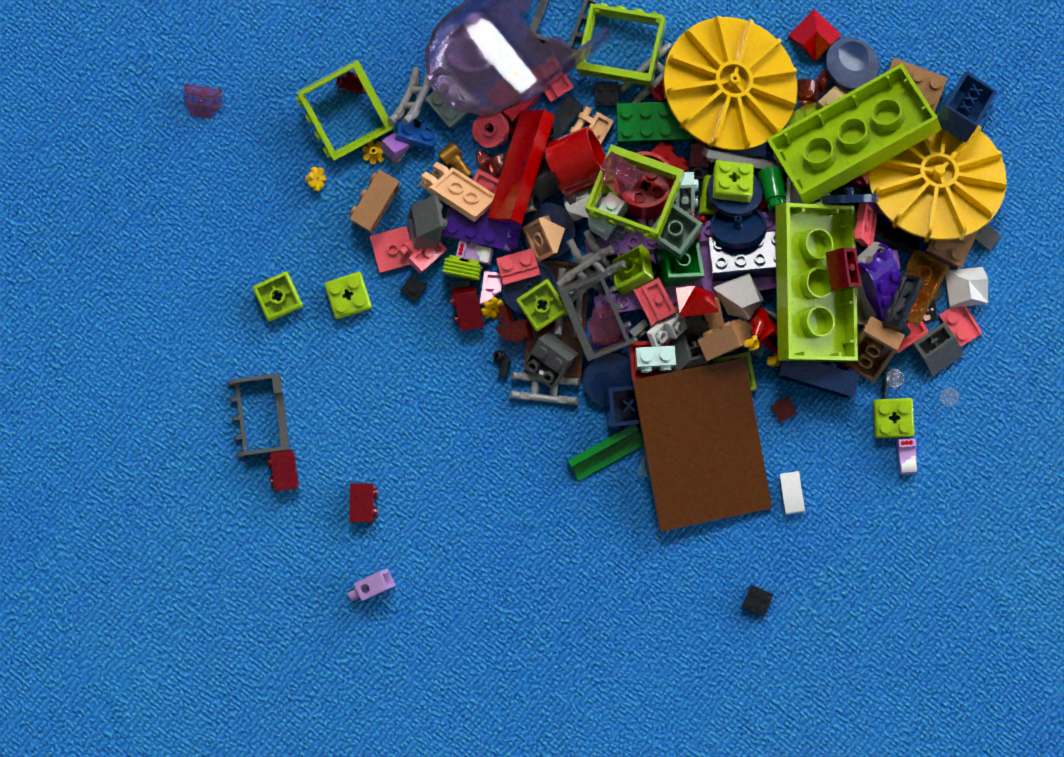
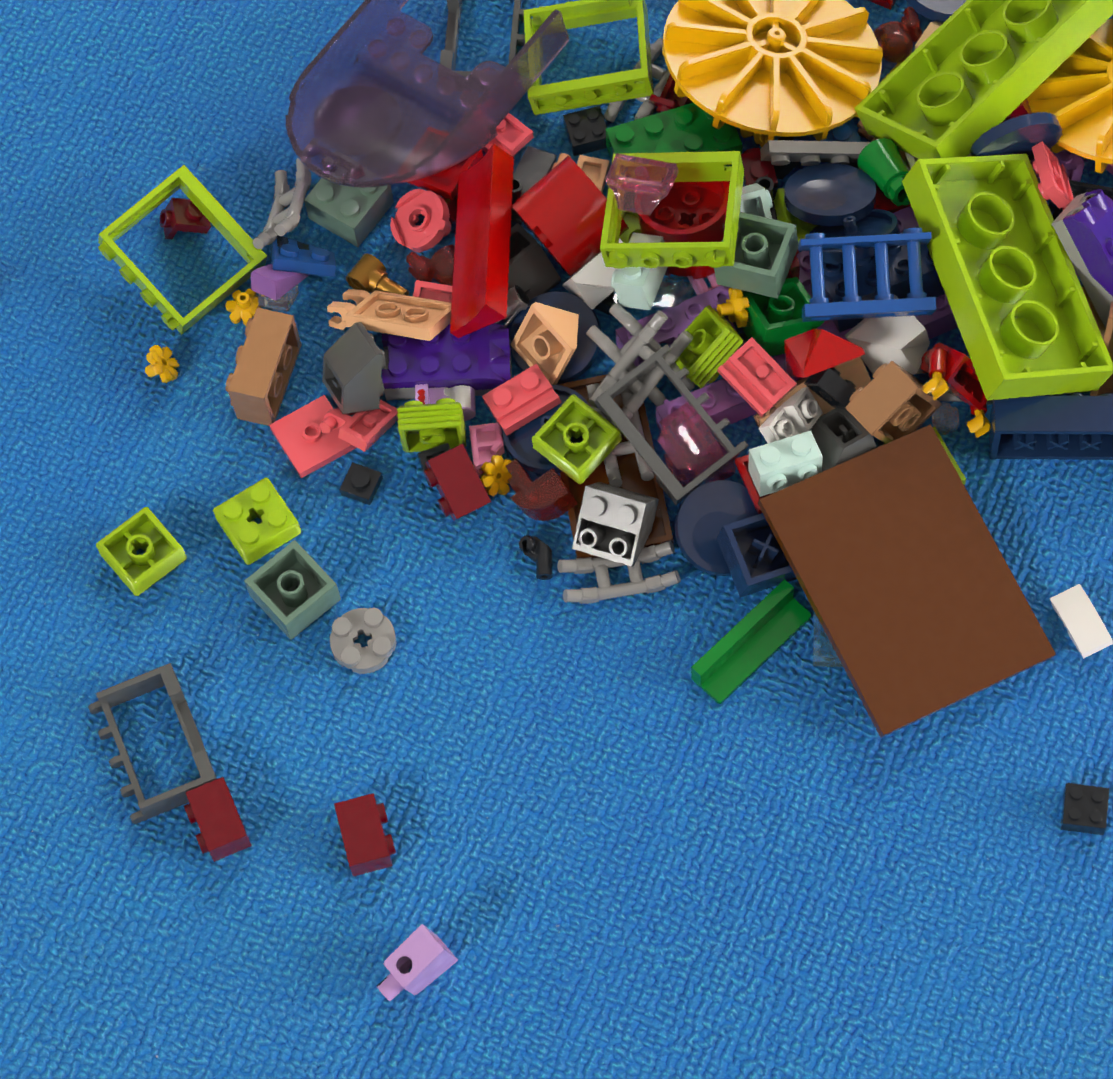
camera: 10 degrees left, 20 degrees down
(357, 347) = (292, 589): none -> sand green brick
(397, 377) = (357, 622): none -> light grey plate
(640, 329) = (749, 434): light grey plate -> none
(655, 252) = (735, 307): none -> yellow plant
(729, 171) = (823, 174): lime brick -> none
(738, 283) = (852, 305): none -> blue fence
(783, 409) = (1020, 501): clear red plate -> none
(843, 269) = (1043, 233): dark red brick -> none

